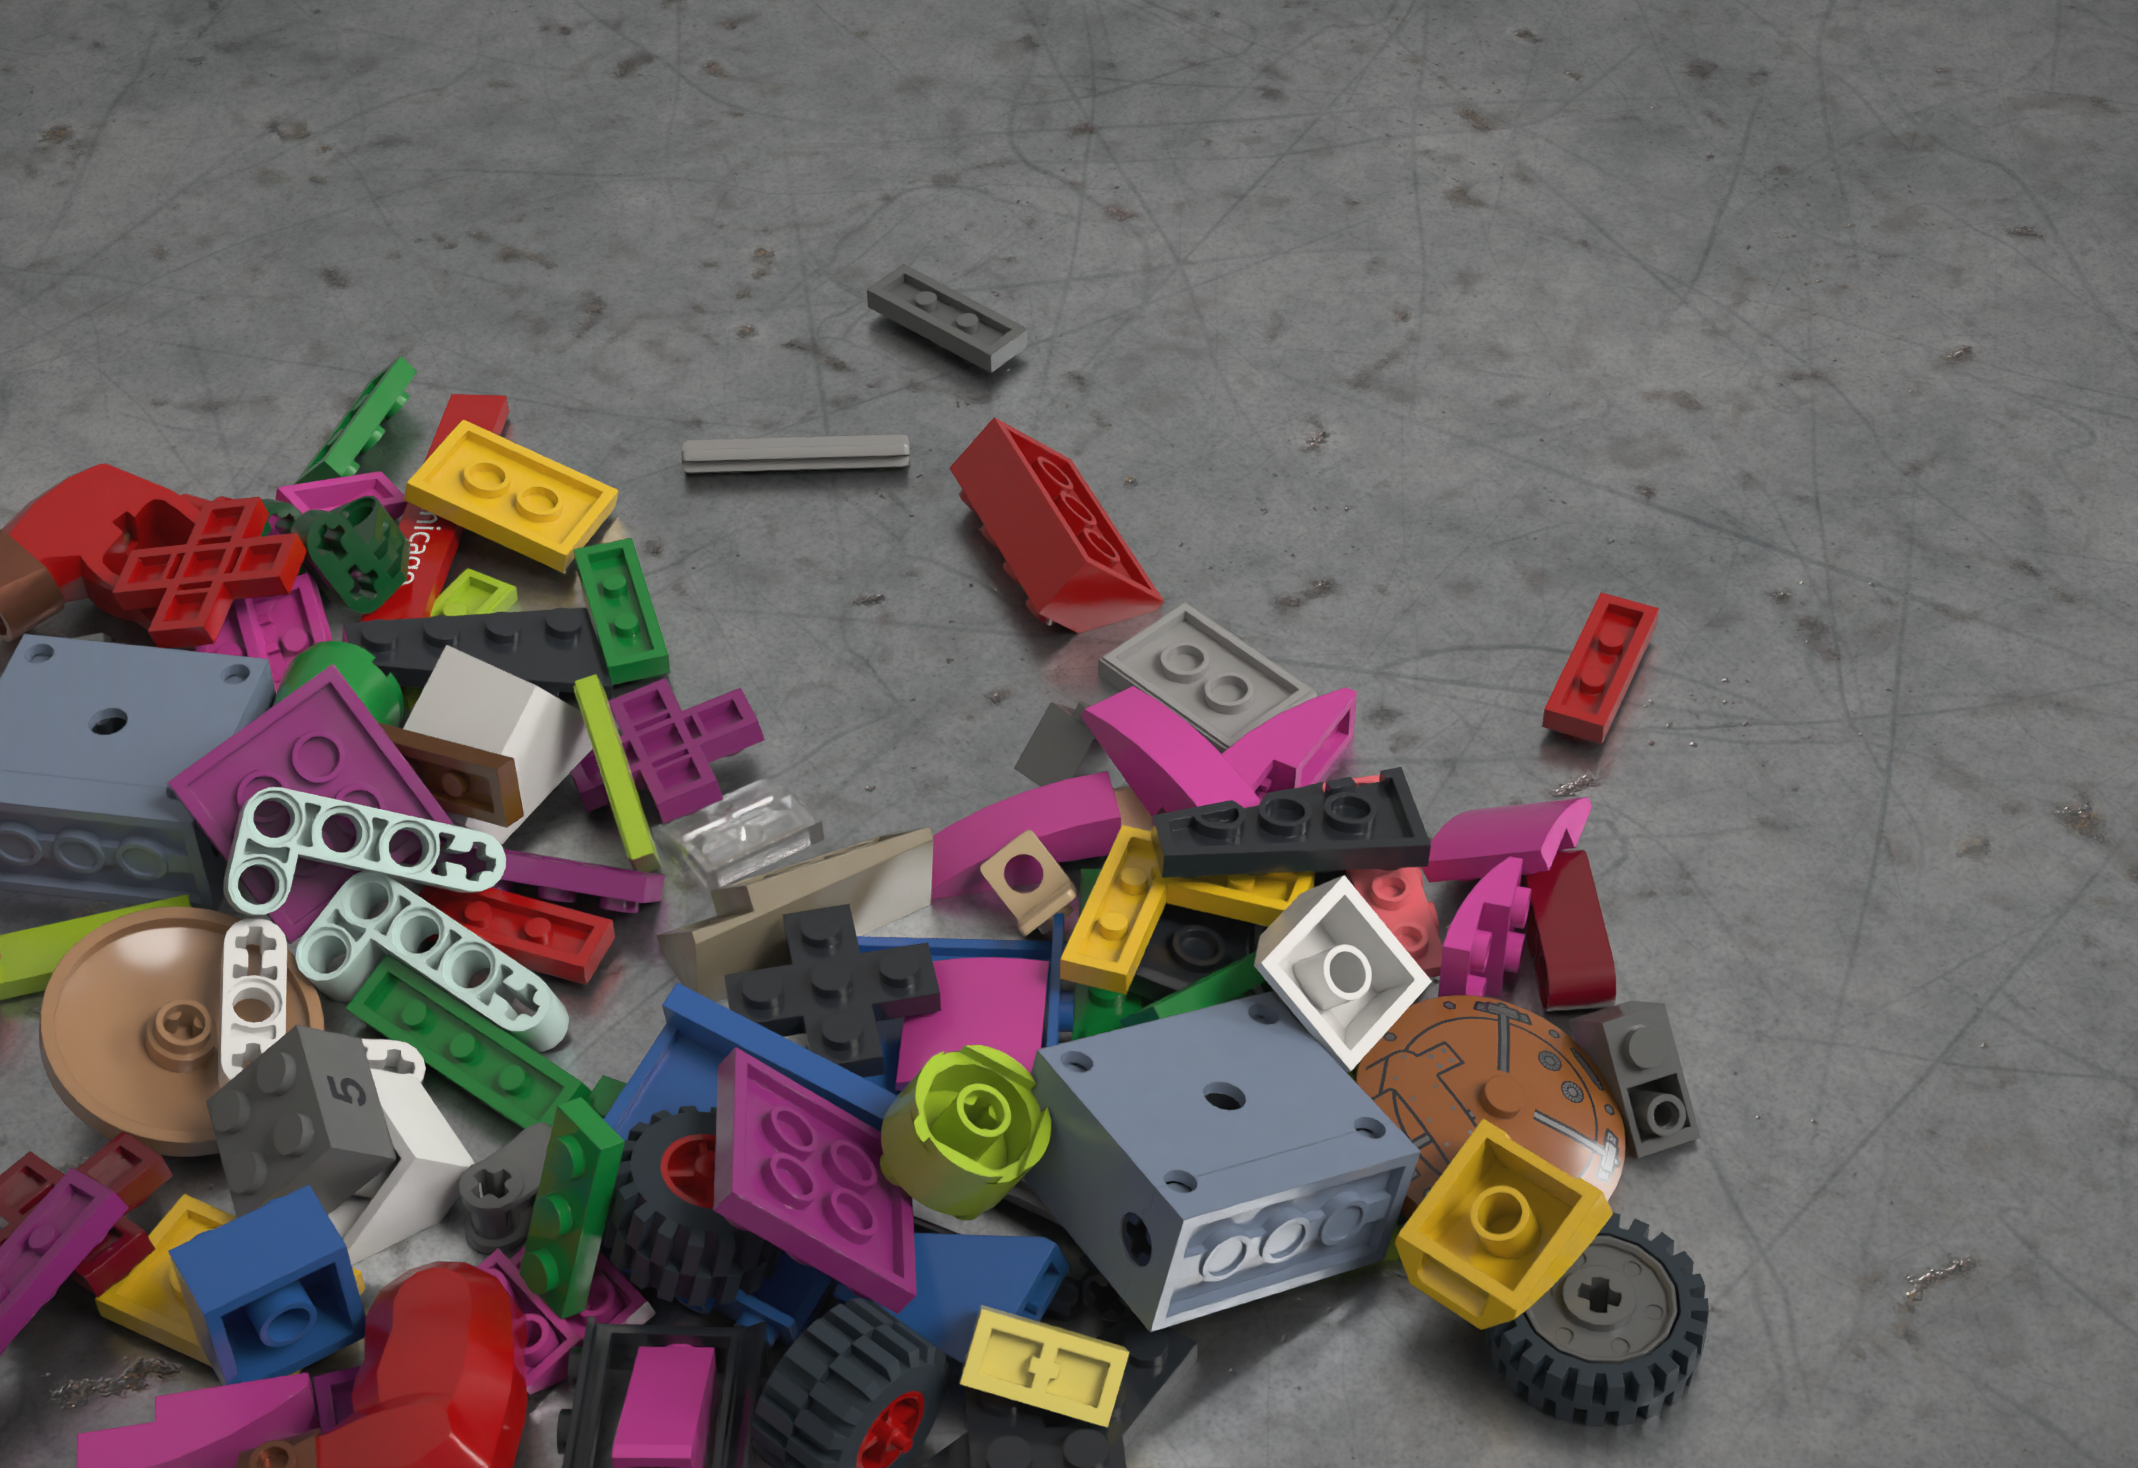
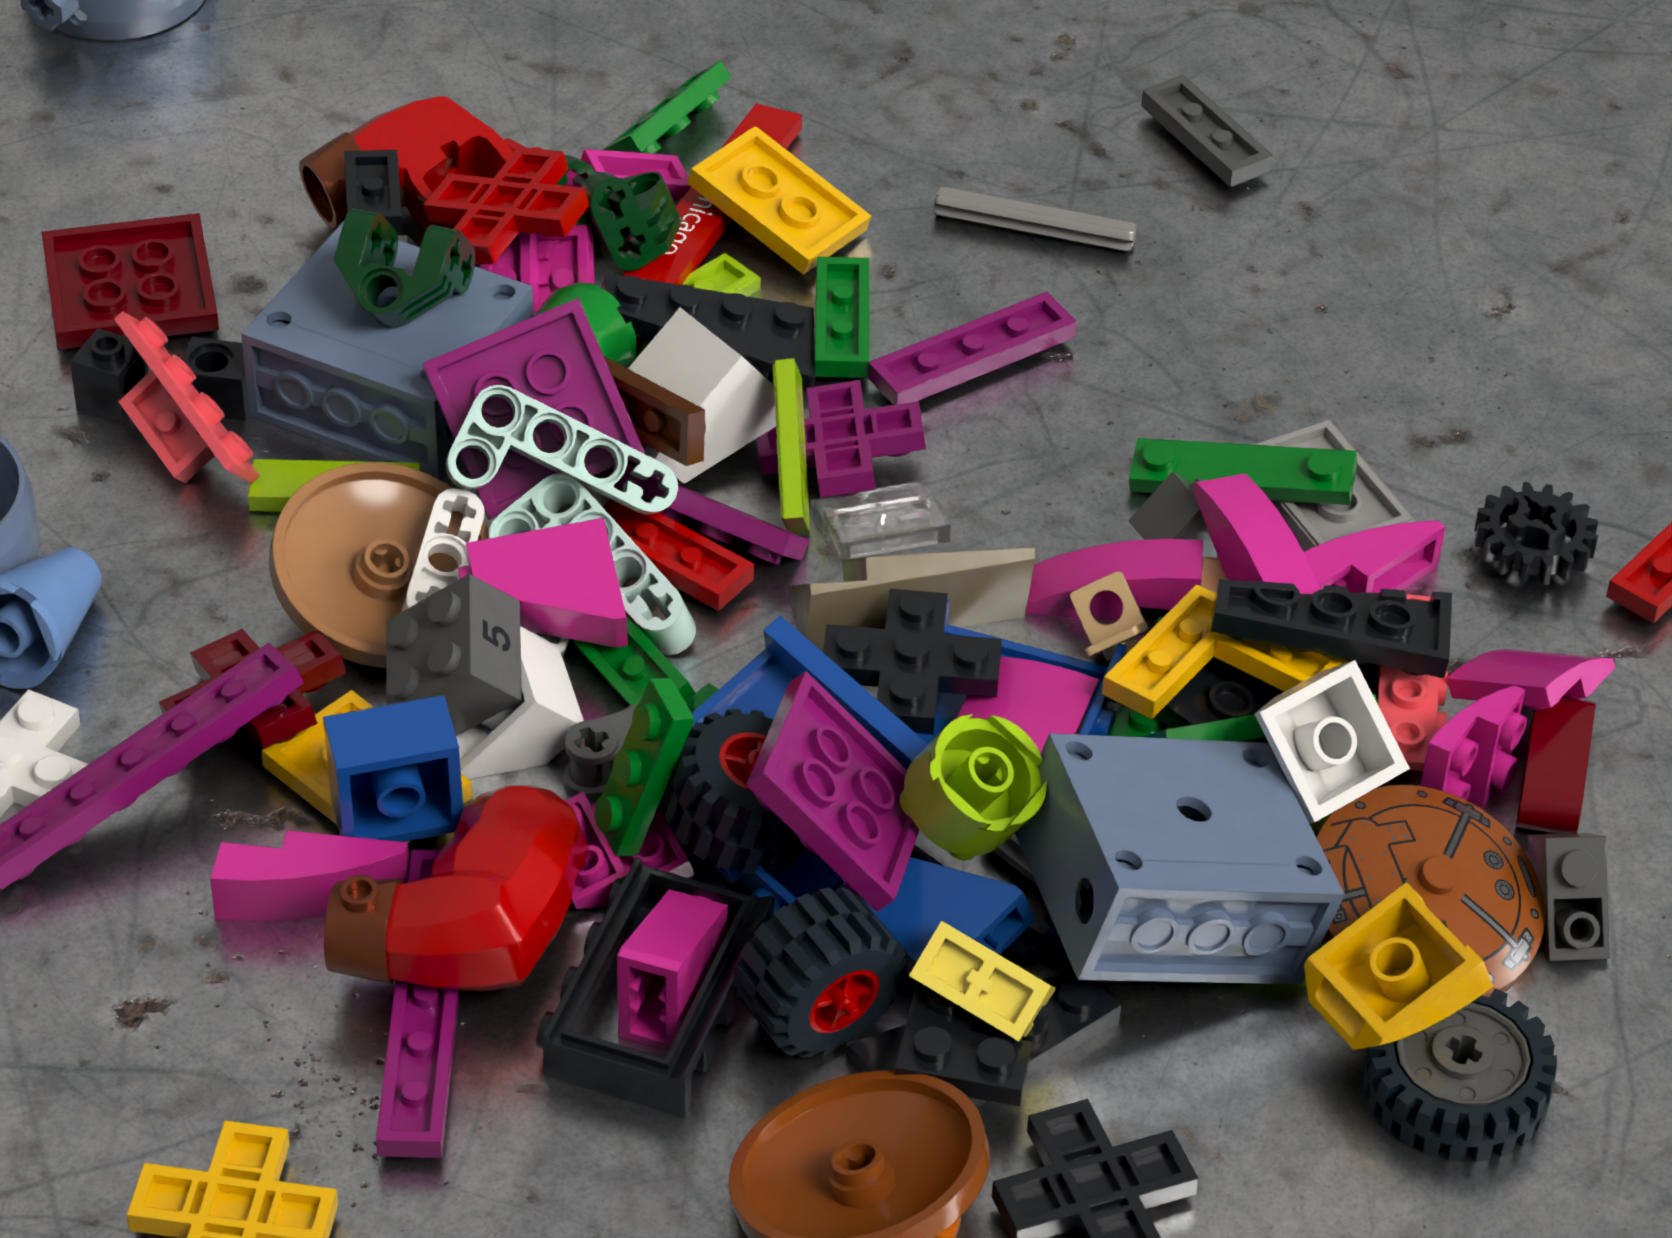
camera: 15 degrees right, 0 degrees up
(49, 590) = (374, 184): none -> black slope
(67, 666) = (367, 259): none -> dark green piece
(399, 998) = (559, 577): none -> dark pink slope
(775, 615) = (972, 349): none -> magenta plate
(1051, 532) = (1233, 333): red slope -> none
(1164, 670) = (1279, 471): none -> green plate
(1447, 675) = (1536, 533): none -> black gear

